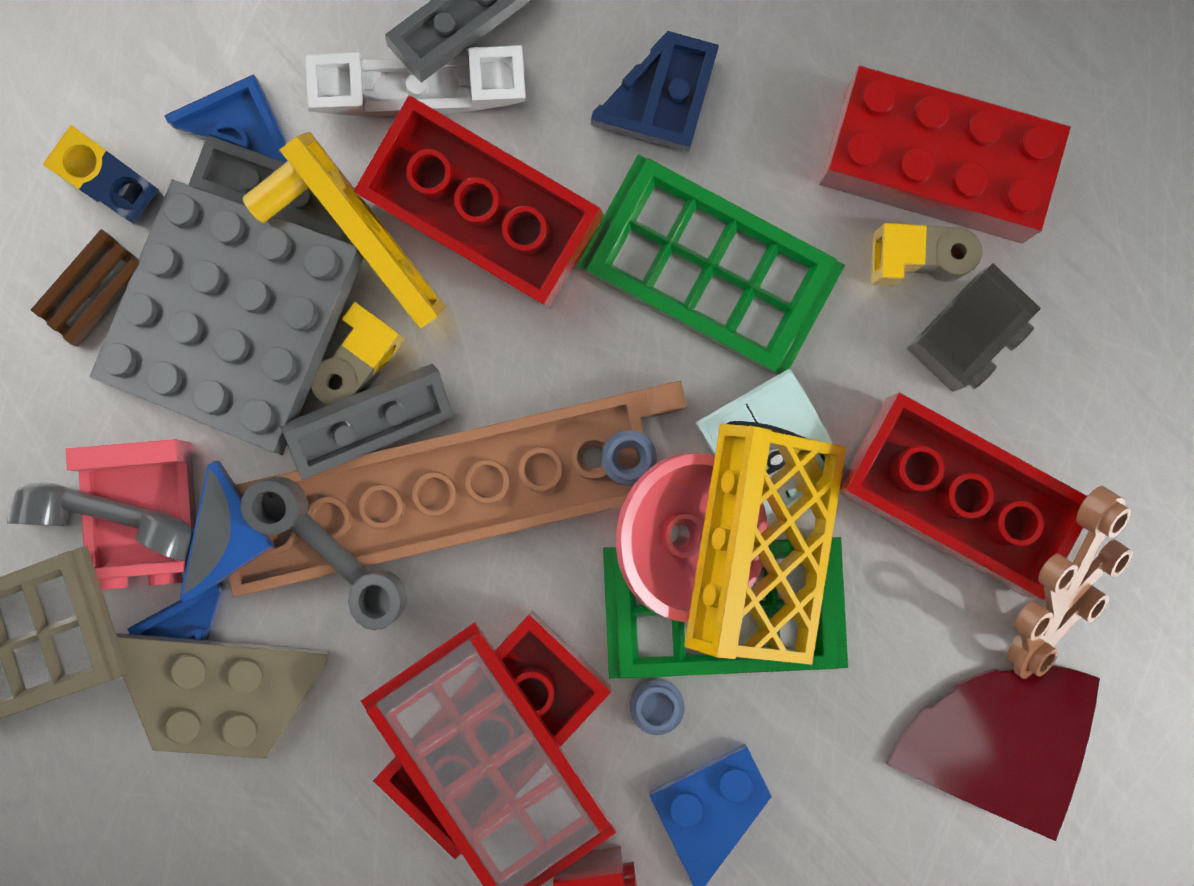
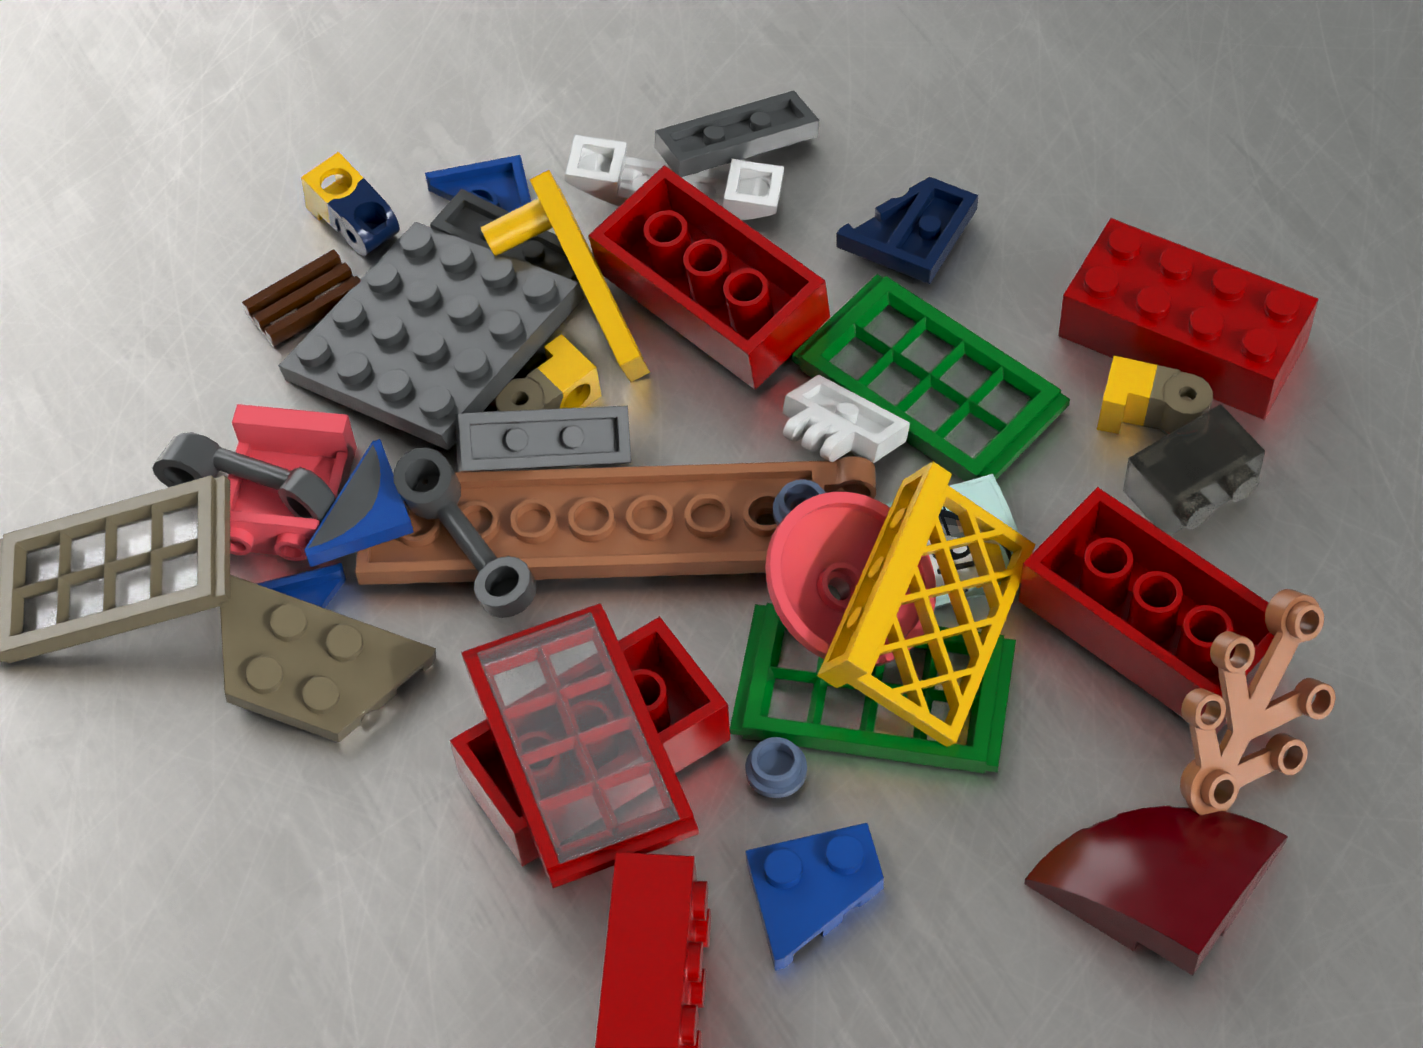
camera: 15 degrees right, 30 degrees down
(640, 340) = (840, 422): none -> white hinge

